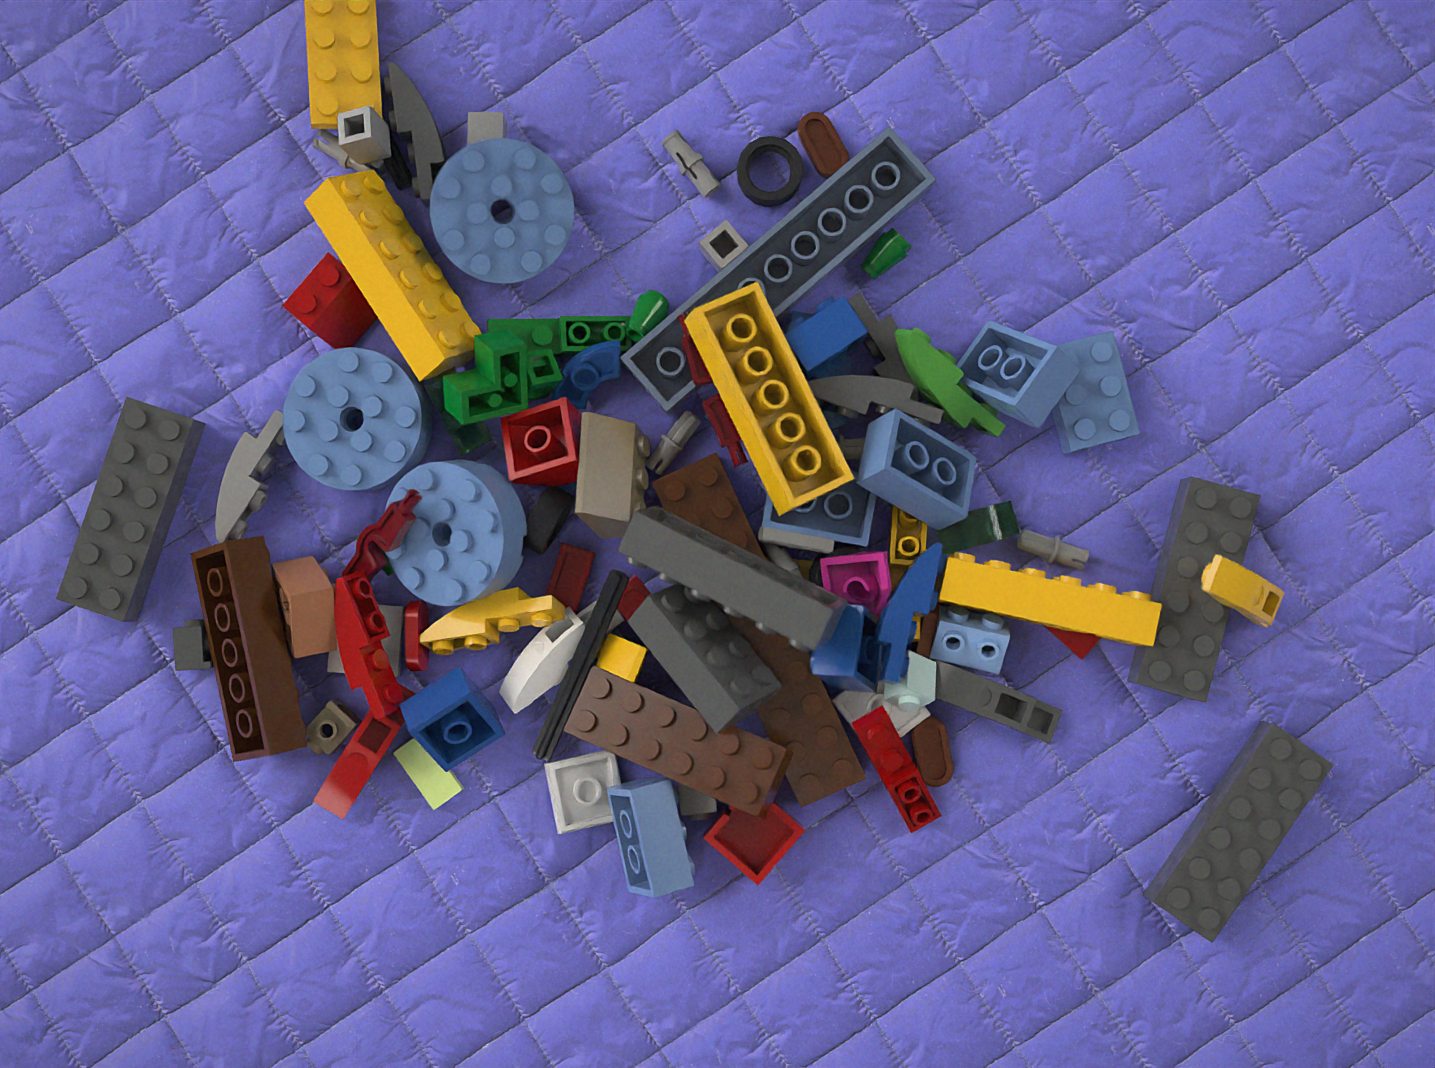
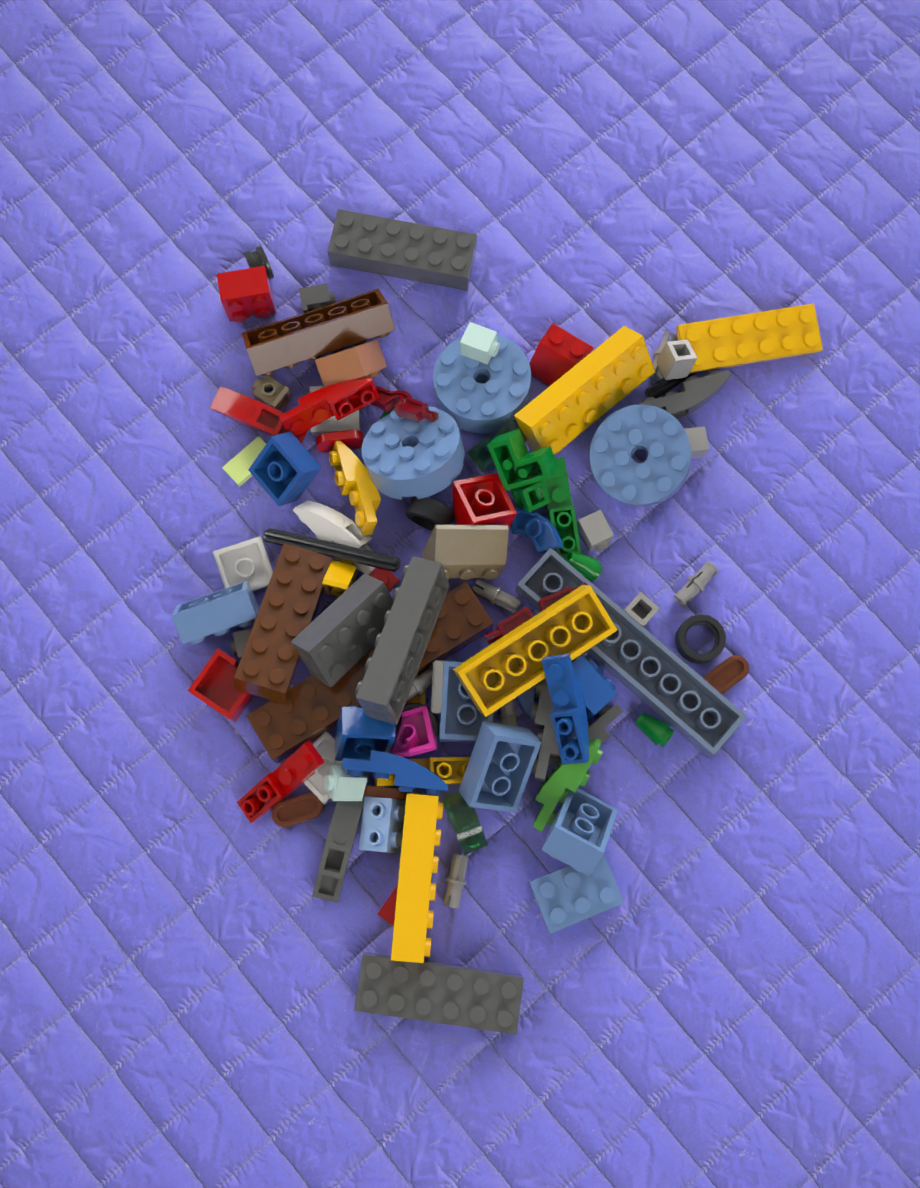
camera: 75 degrees right, 10 degrees down
(126, 726) = (256, 258): none -> pearl dark grey wheel
(173, 749) = (246, 293): none -> red piece
(240, 488) = (427, 315): light grey slope -> none
(305, 415) = (479, 343): none -> light aqua brick
(570, 575) = (393, 538): red tile -> none
(599, 291) = (595, 531): none -> light grey brick
(857, 363) = (569, 708): none -> blue slope
(1238, 830) = (260, 1050): dark grey brick -> none
(1242, 590) = (441, 1025): yellow slope -> none

